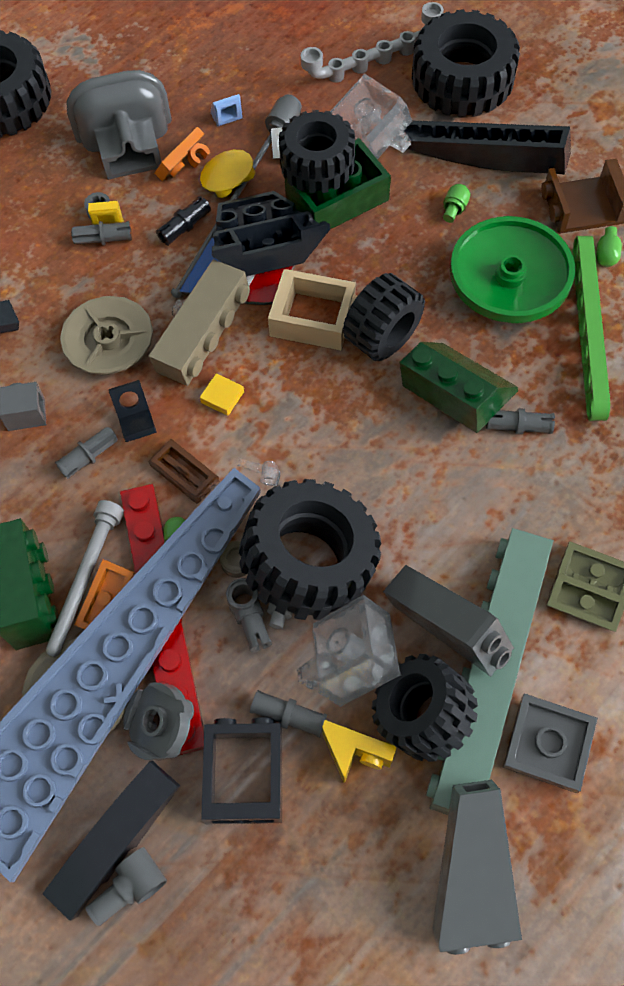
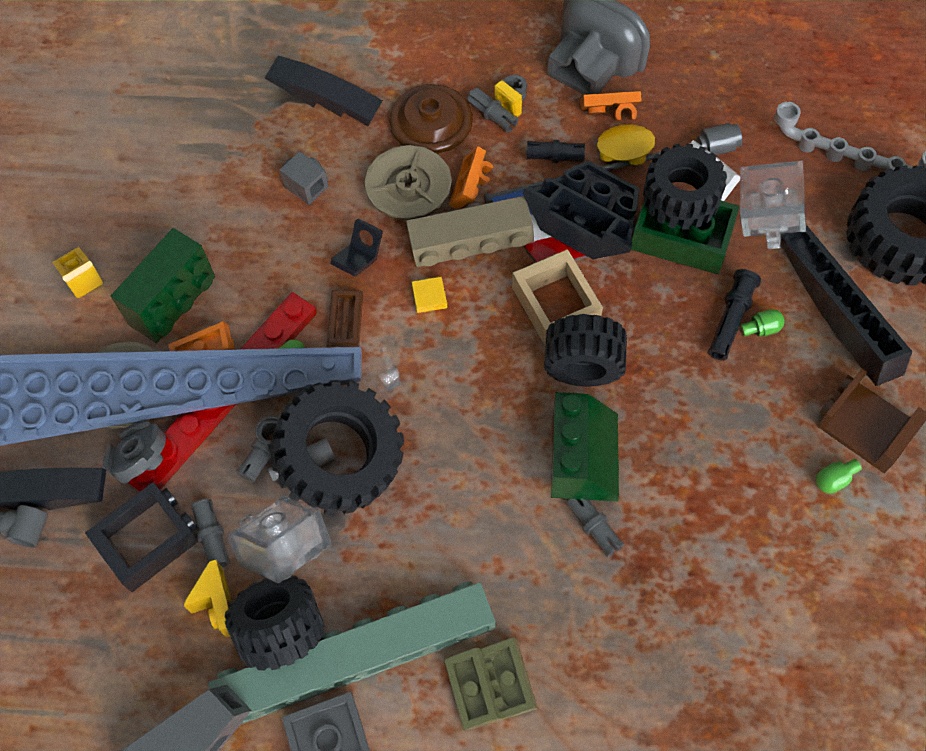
camera: 50 degrees right, 0 degrees up
(61, 279) = (431, 118): none -> reddish brown piece
(86, 452) = (304, 246): dark grey axle -> none
(106, 517) = (264, 299): light grey piece -> none
(148, 291) = (469, 176): none -> orange plate
(227, 110) = (685, 98): light blue slope -> none
(425, 203) = (737, 303): none -> black pin
(451, 619) = (355, 590): dark grey slope -> none
(512, 269) = (731, 413): green dish -> none
(591, 330) = (736, 515): bright green beam -> none

